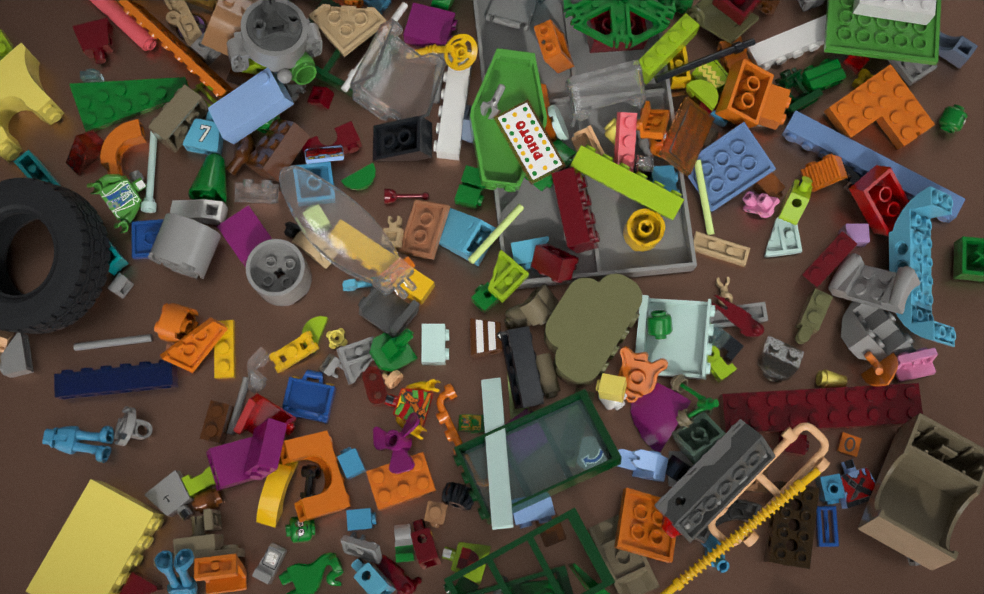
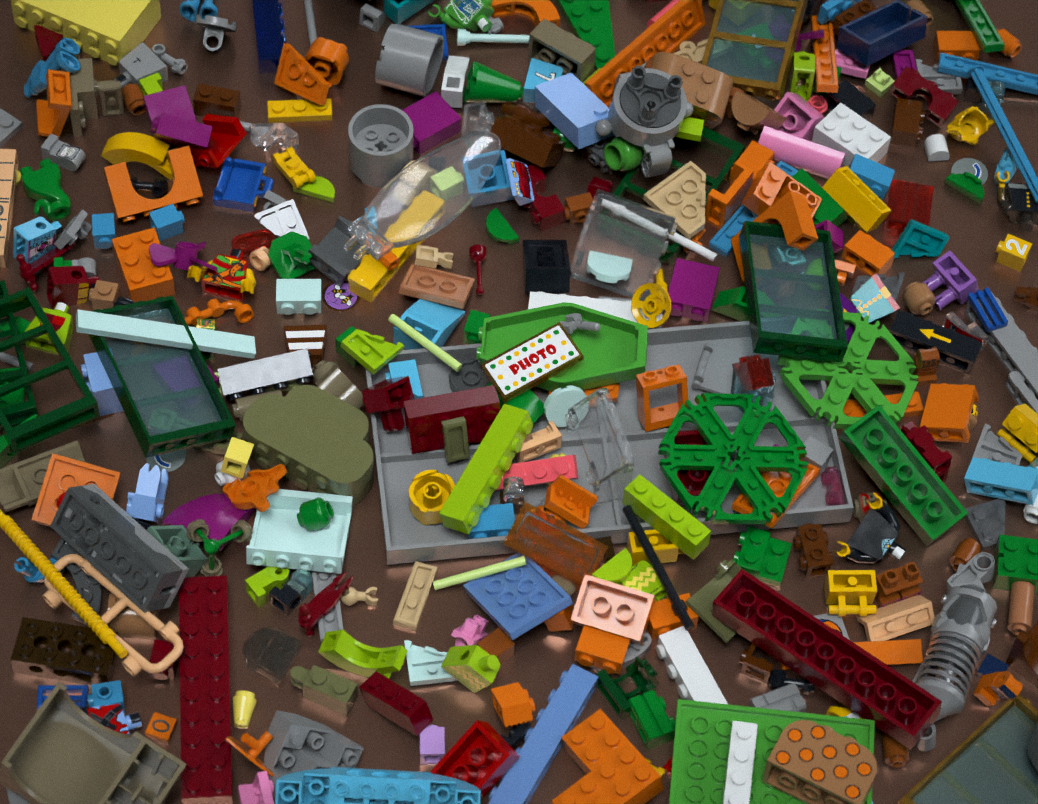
camera: 85 degrees right, 20 degrees down
(153, 479) = (178, 65): none -> light grey bar
(300, 531) = (94, 178): green head -> none
(331, 335) = (309, 203): light yellow plate -> none
(345, 110) = (577, 207): none -> dark orange brick
(411, 88) = (608, 267): none -> light aqua tile
(430, 311) = (339, 297): none -> sticker
(526, 196) = (468, 377): none -> dark grey tile
(596, 208) = (455, 439): none -> olive tile
(784, 283) = (360, 658): none -> lime arch
(873, 285) = (361, 741): light grey piece -> none

